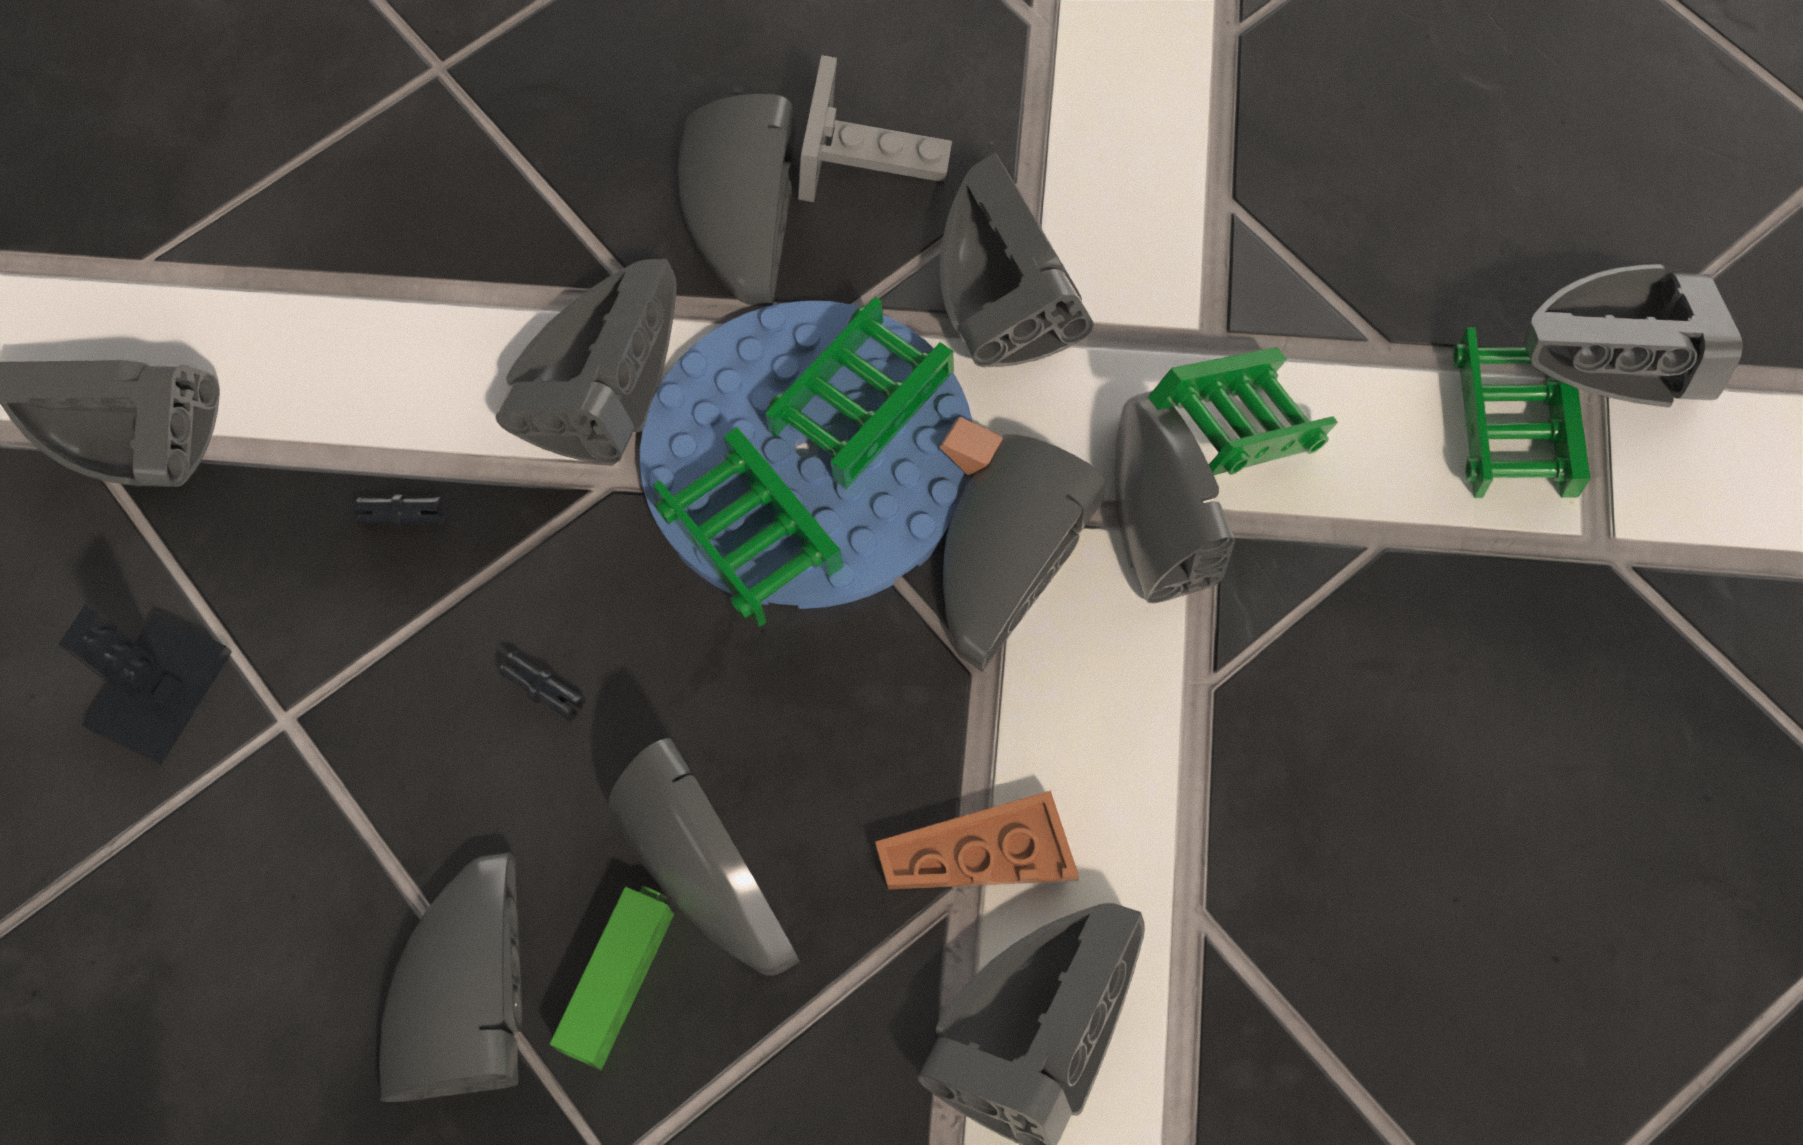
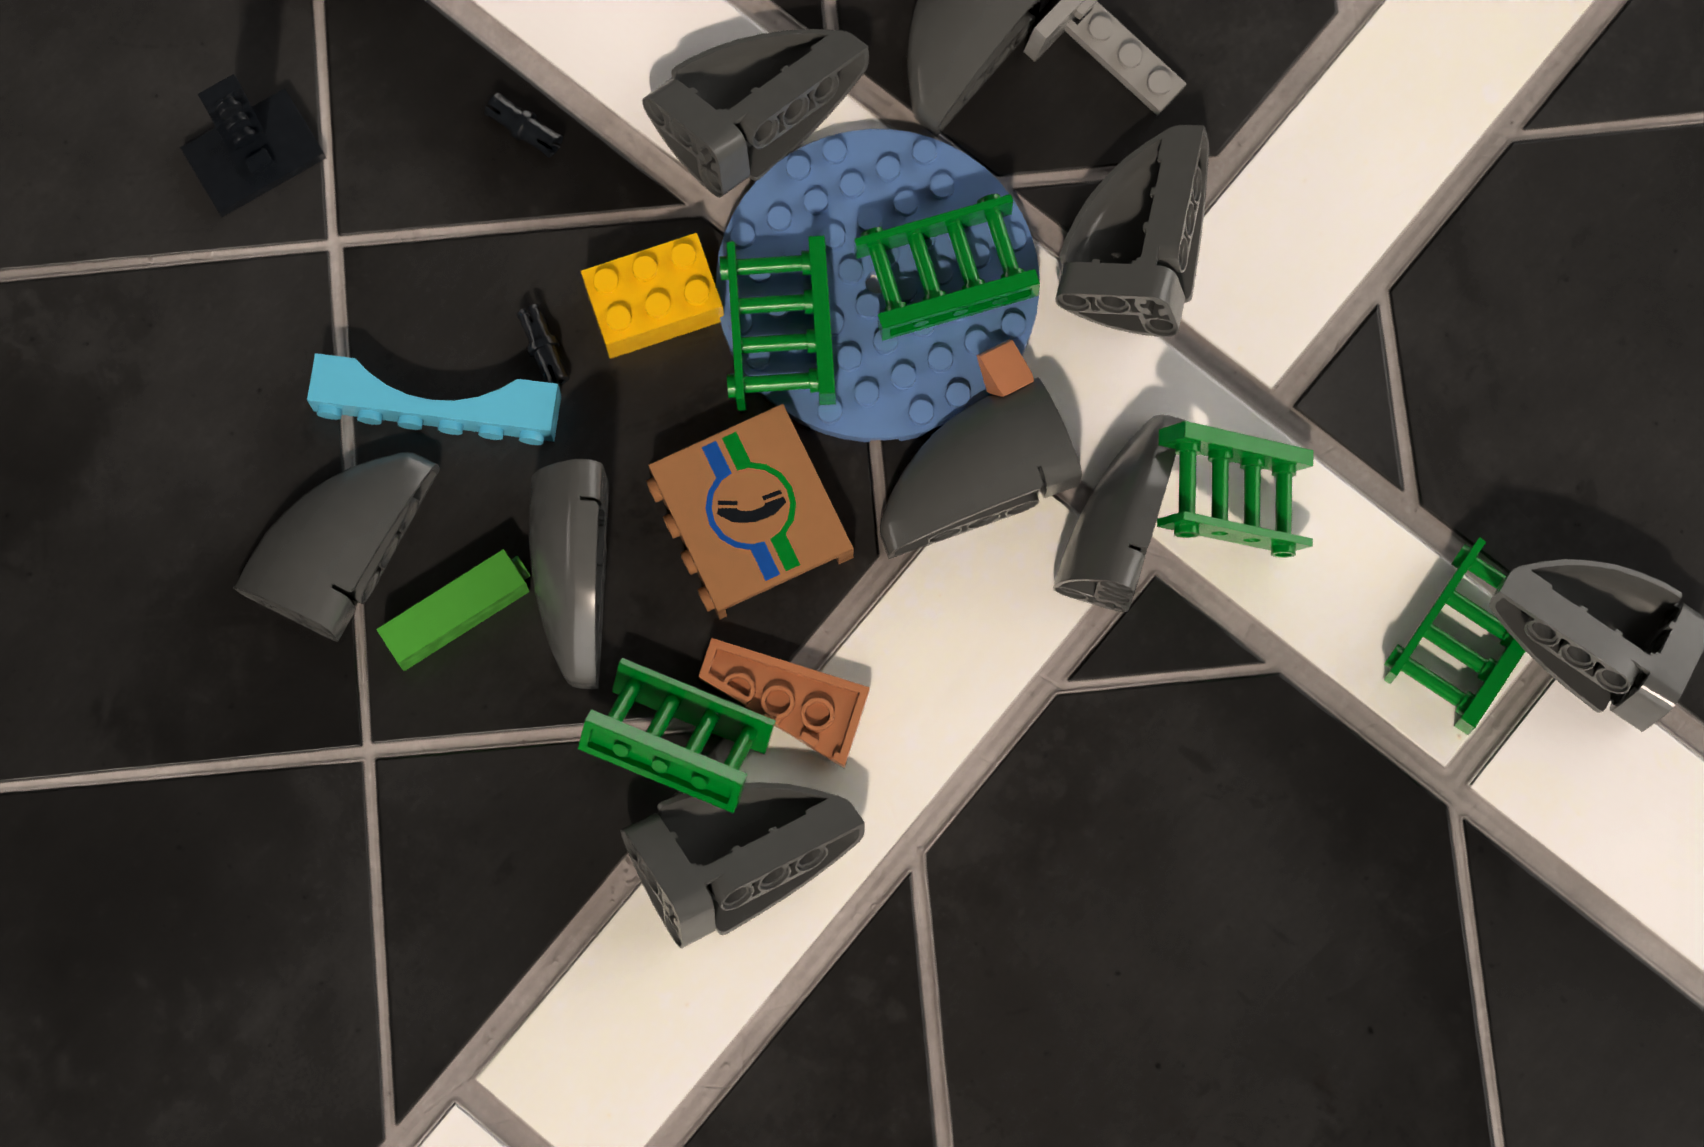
camera: 30 degrees right, 10 degrees up
(382, 837) = (517, 410): none -> medium azure arch
(614, 578) = (653, 295): none -> yellow brick
(829, 707) = (748, 509): none -> medium nougat panel
(913, 980) = (667, 762): none -> green fence

